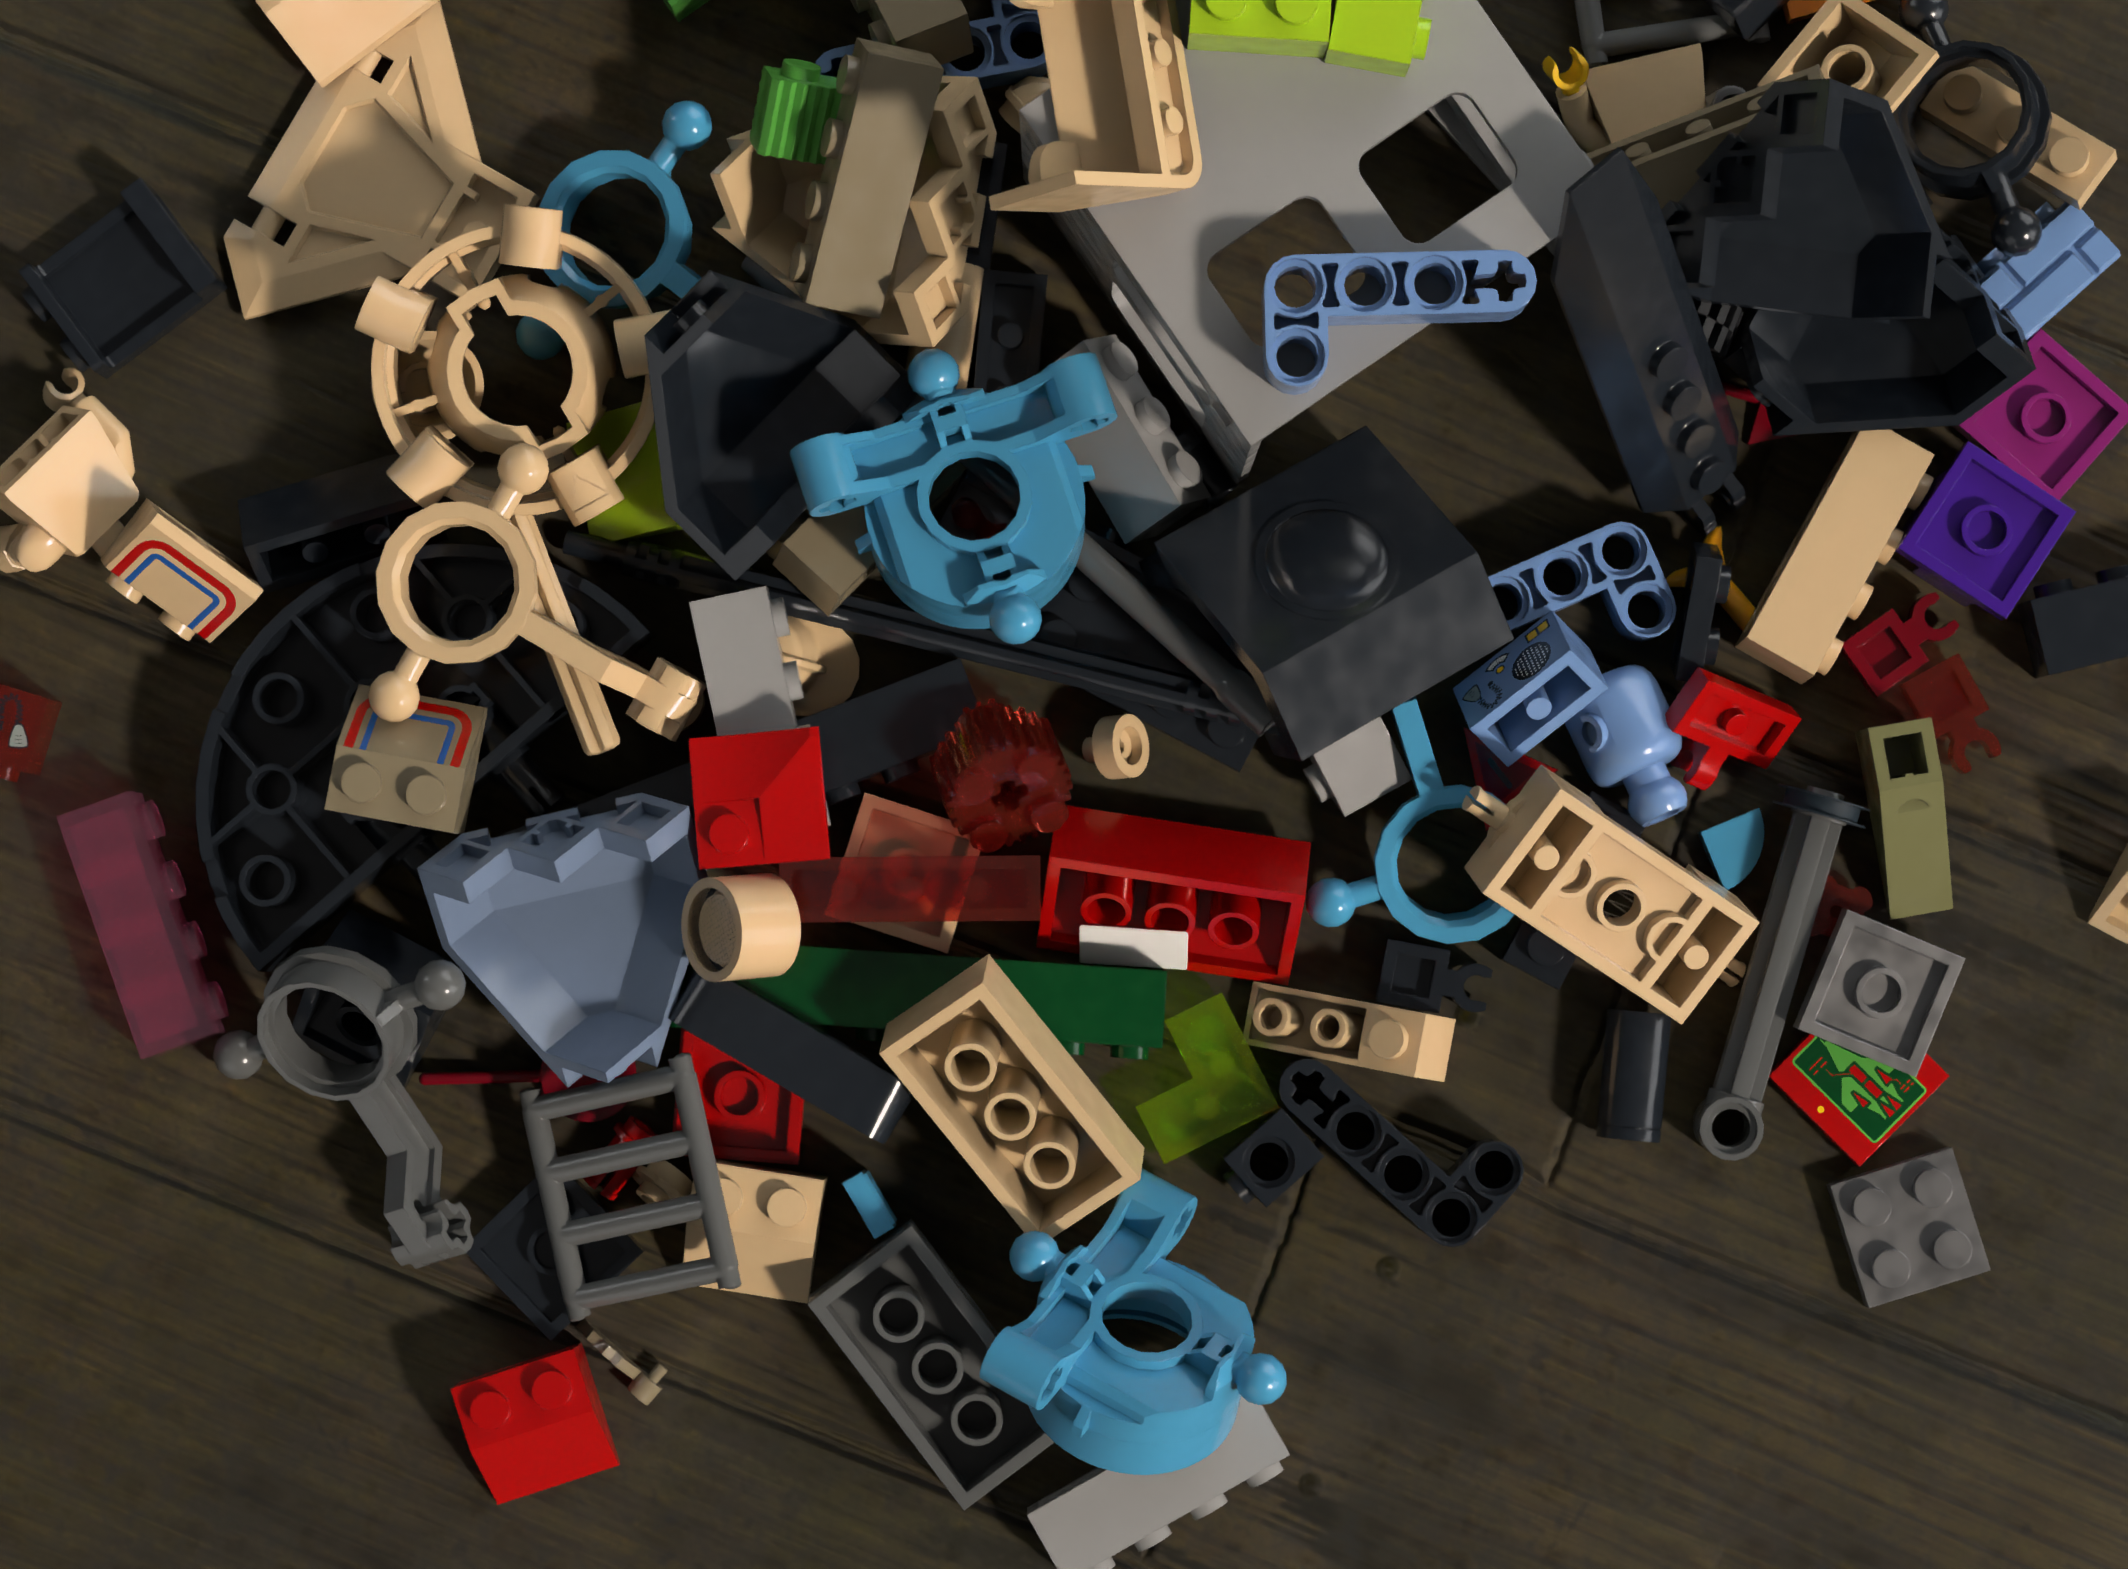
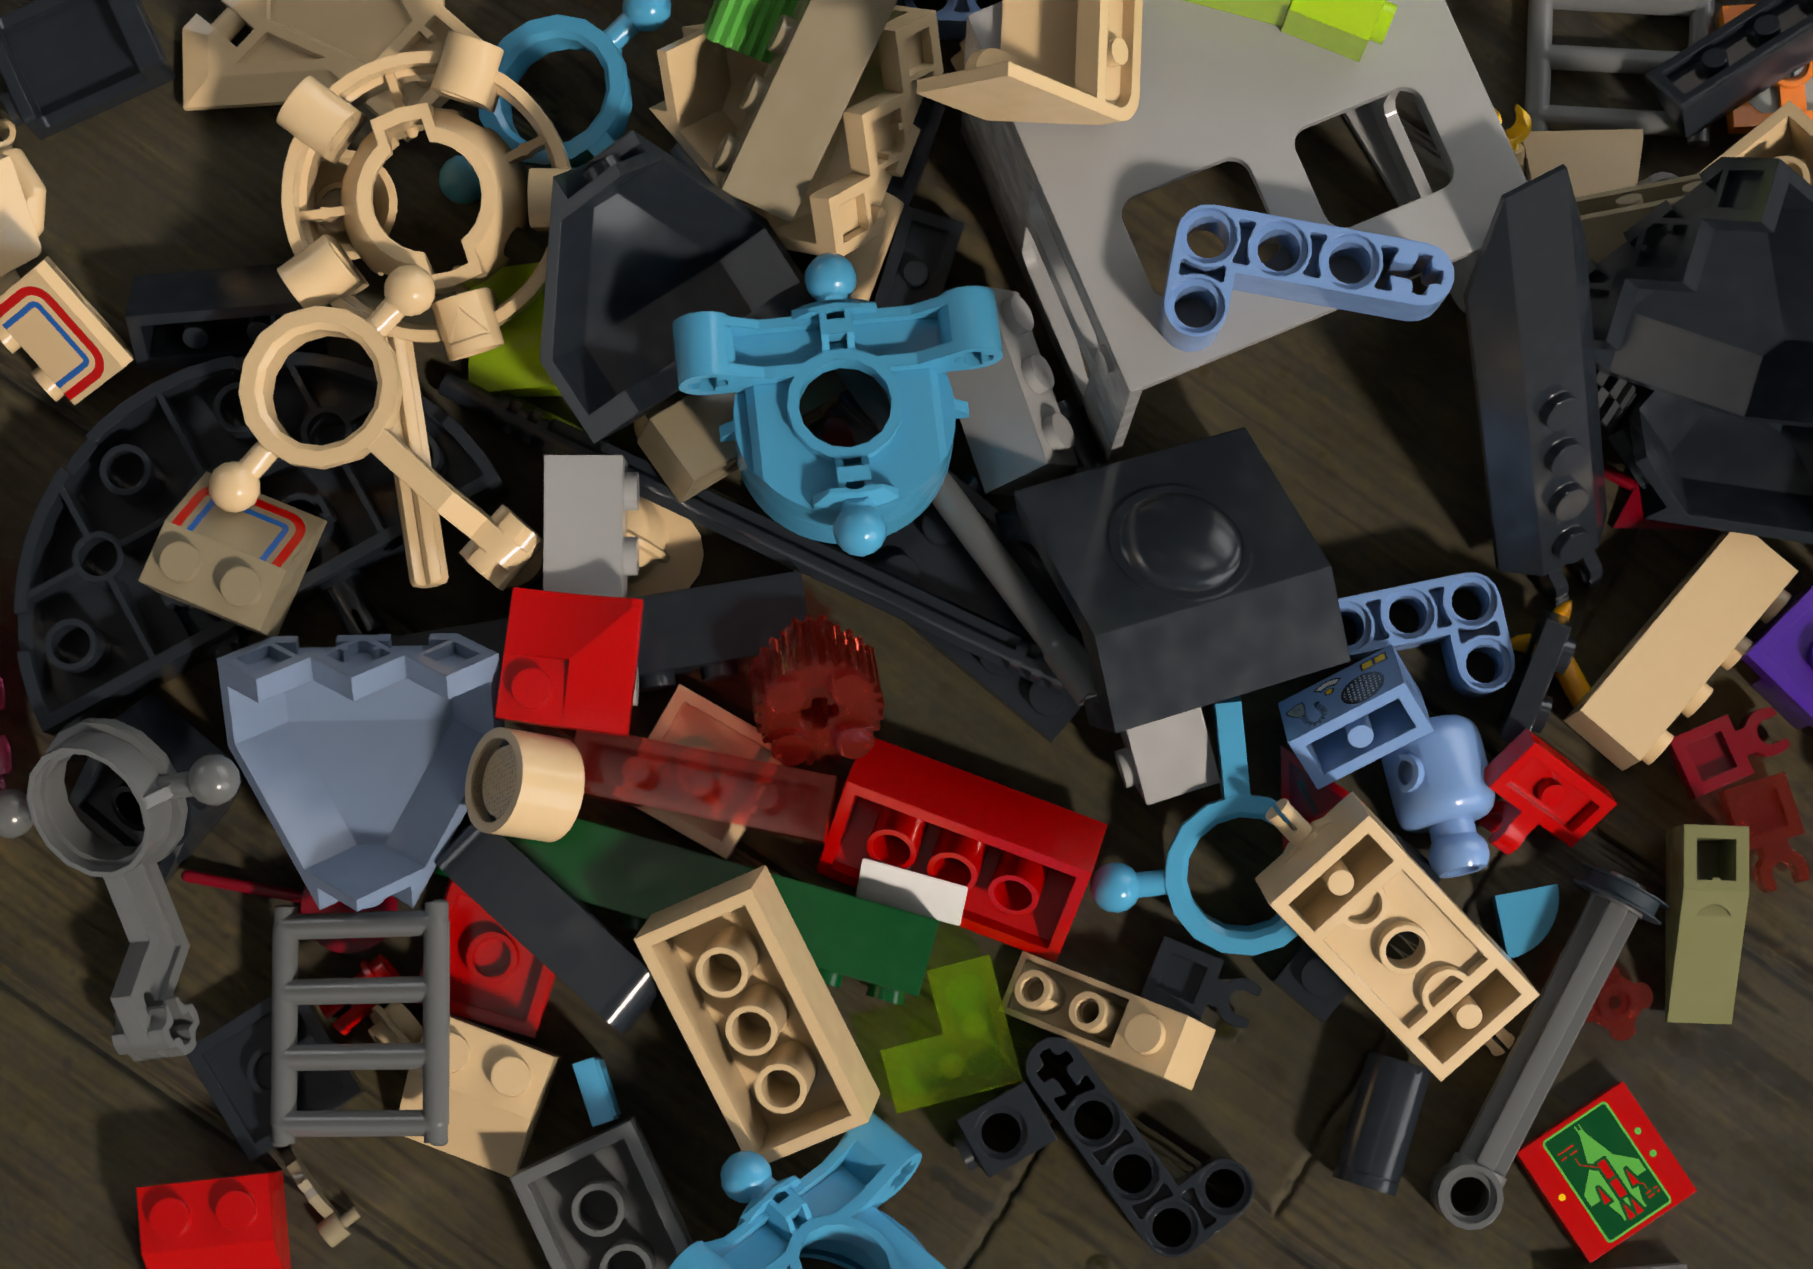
camera: 10 degrees right, 5 degrees down
(1118, 746) = (937, 692): tan tile -> none
(1879, 992) = (1644, 1091): flat silver plate -> none

